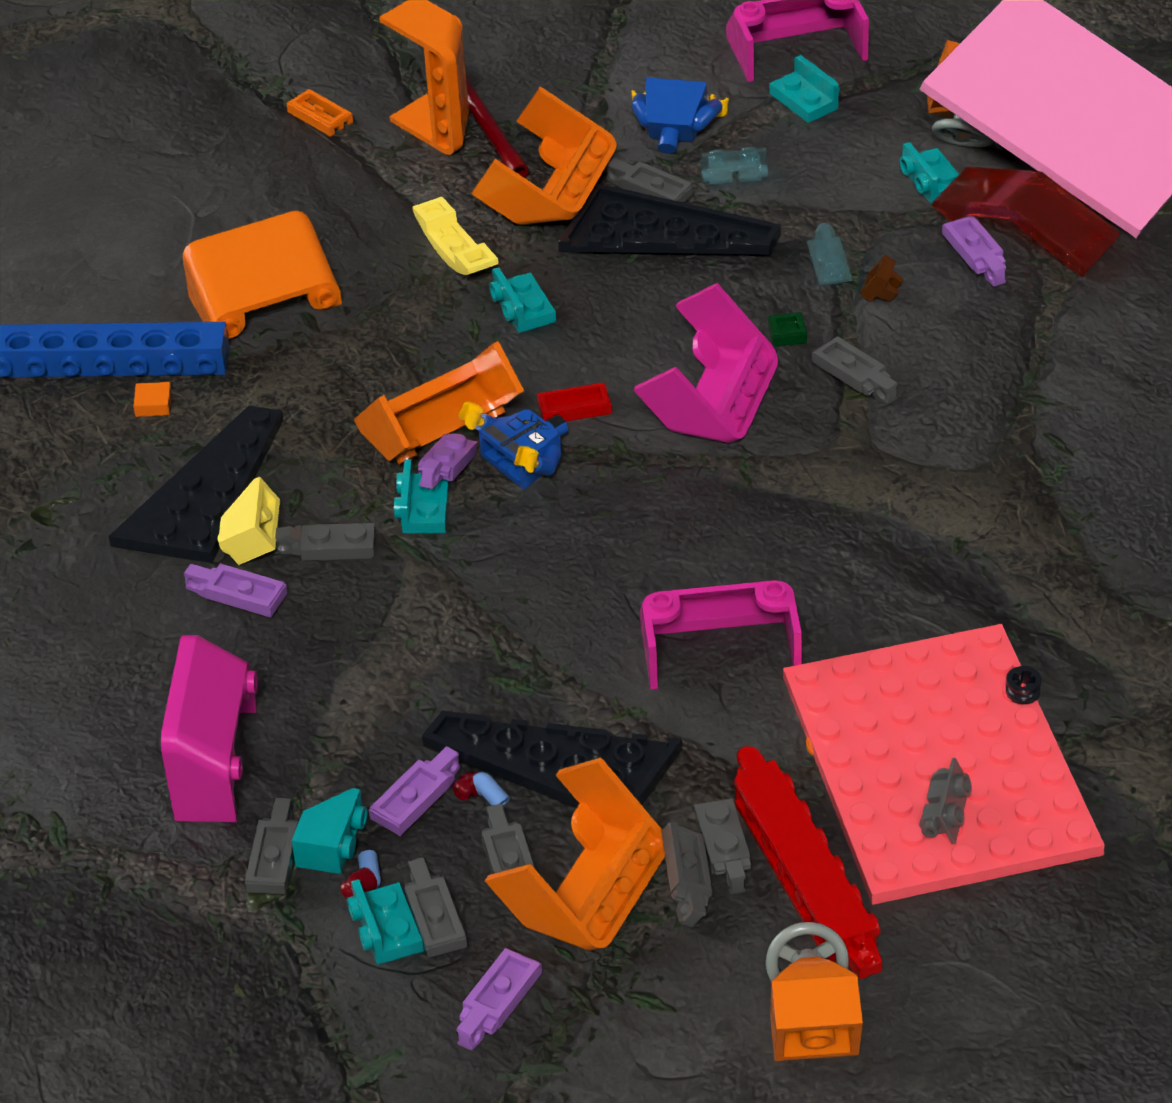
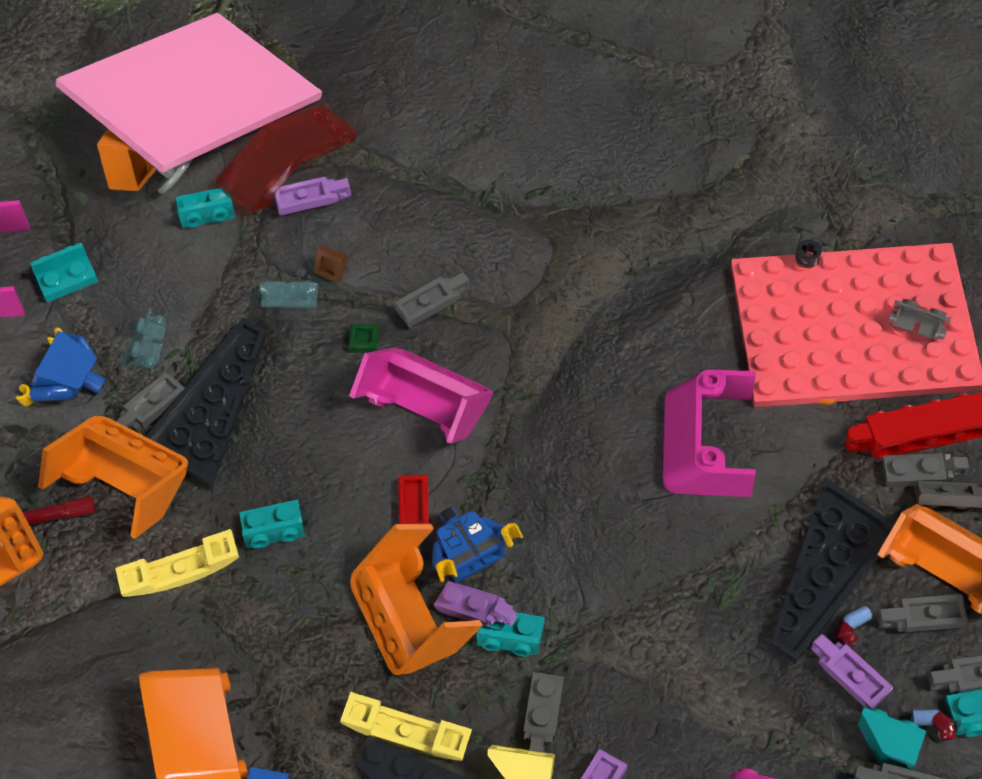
camera: 80 degrees left, 15 degrees up
(294, 431) = (405, 730): none -> light yellow slope

